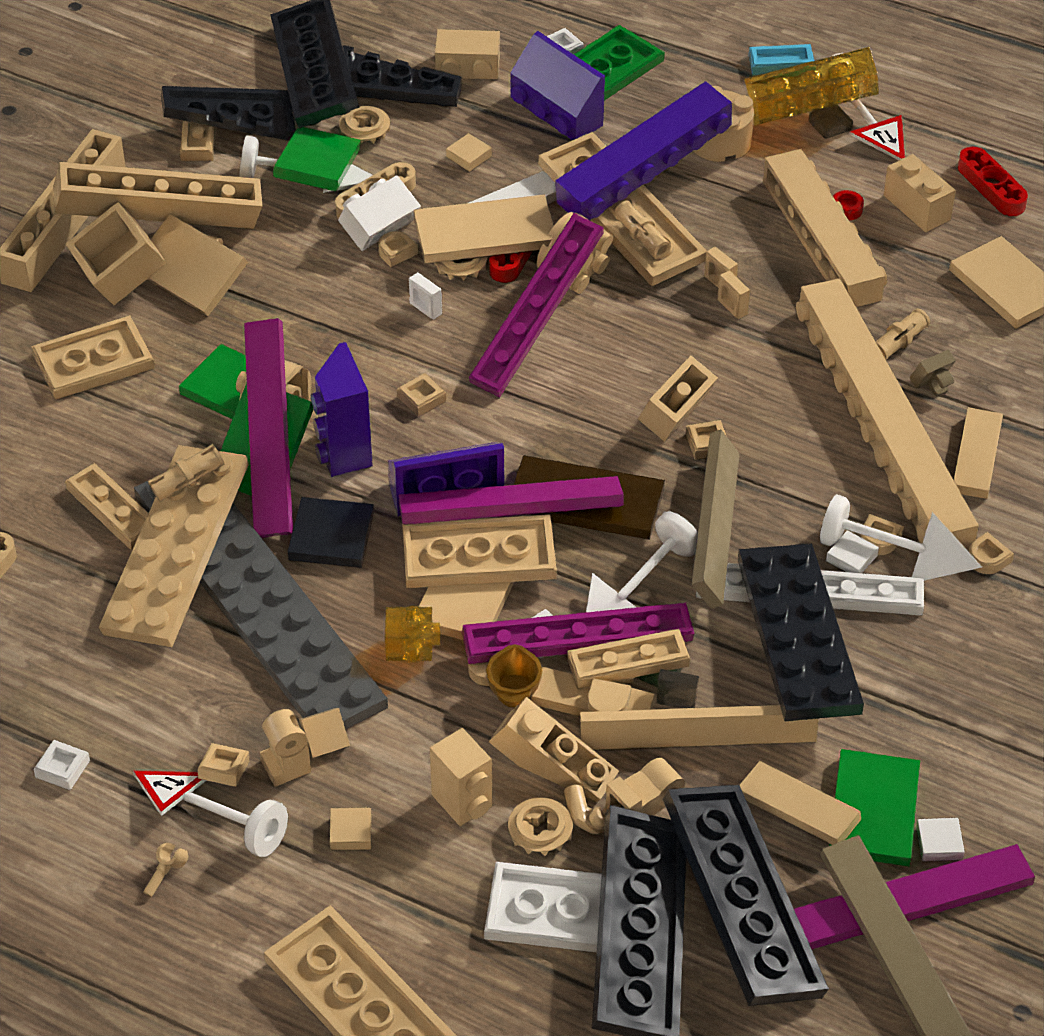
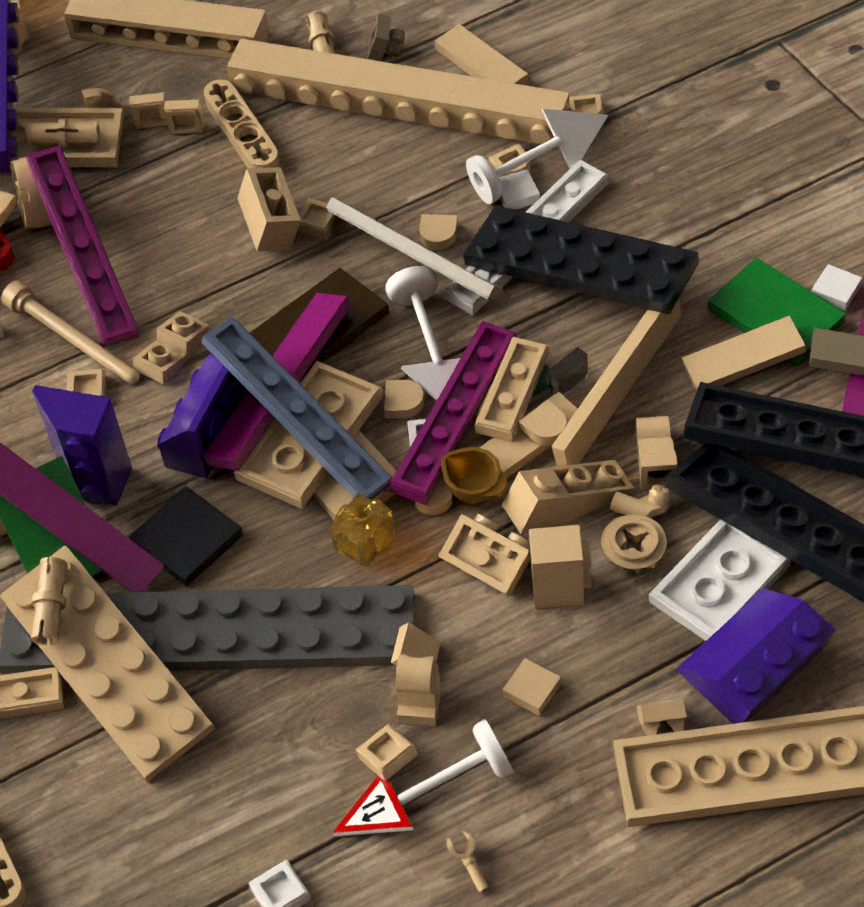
camera: 50 degrees left, 5 degrees up
(385, 929) = (670, 711): none -> tan tile
(448, 714) = (486, 554): none -> tan bracket
(471, 305) = (21, 299): none -> tan piece
(474, 523) = (296, 409): none -> sand blue tile
(483, 966) = (756, 653): none -> dark purple slope
(511, 422) = (174, 346): none -> tan slope
(566, 595) = (402, 399): none -> tan tile
(704, 233) = (100, 98): none -> tan tile
(762, 338) = (239, 128): none -> tan beam
(762, 524) = (438, 231): none -> tan tile

